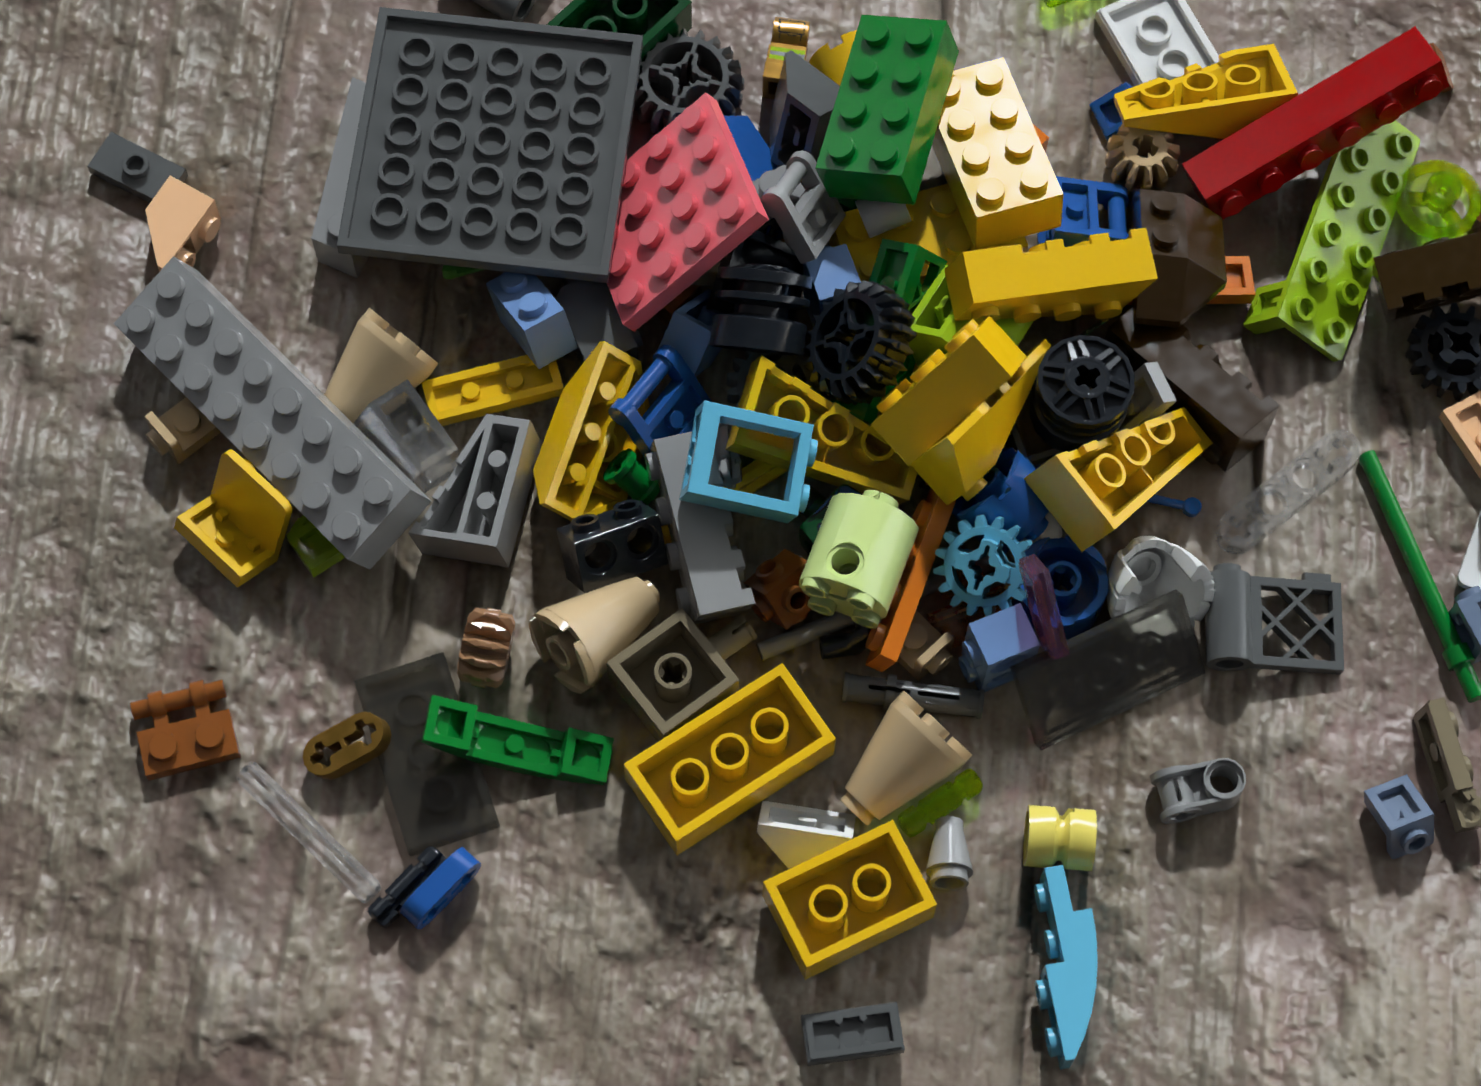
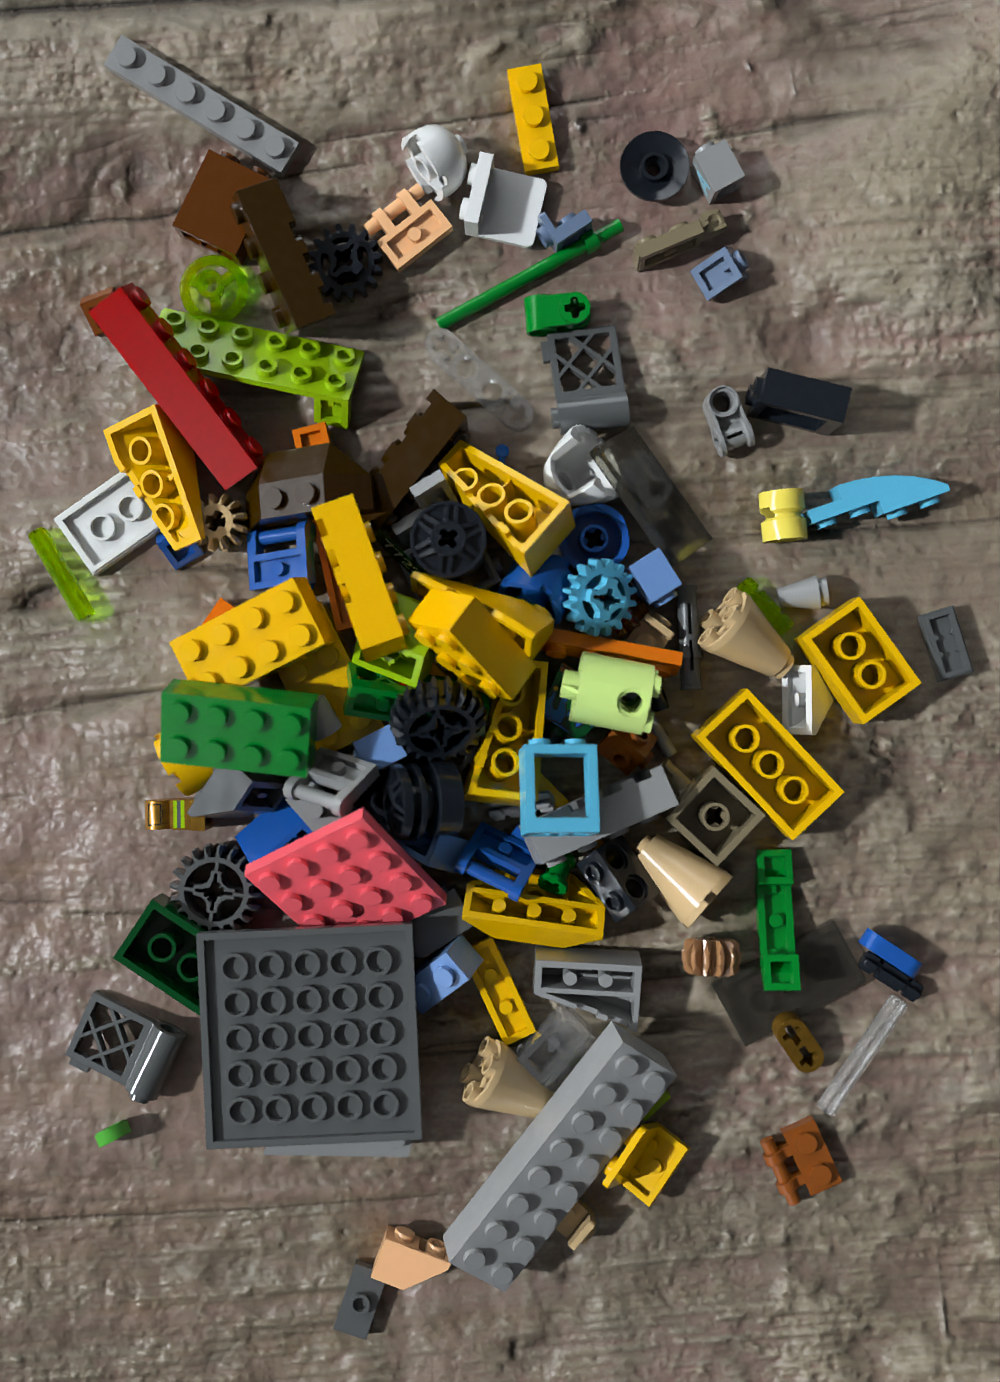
camera: 100 degrees left, 20 degrees up
(1043, 606) = (631, 548): clear pink tile -> none
(1212, 873) = (798, 401): none -> black window
(1365, 592) = (553, 313): none -> green piece

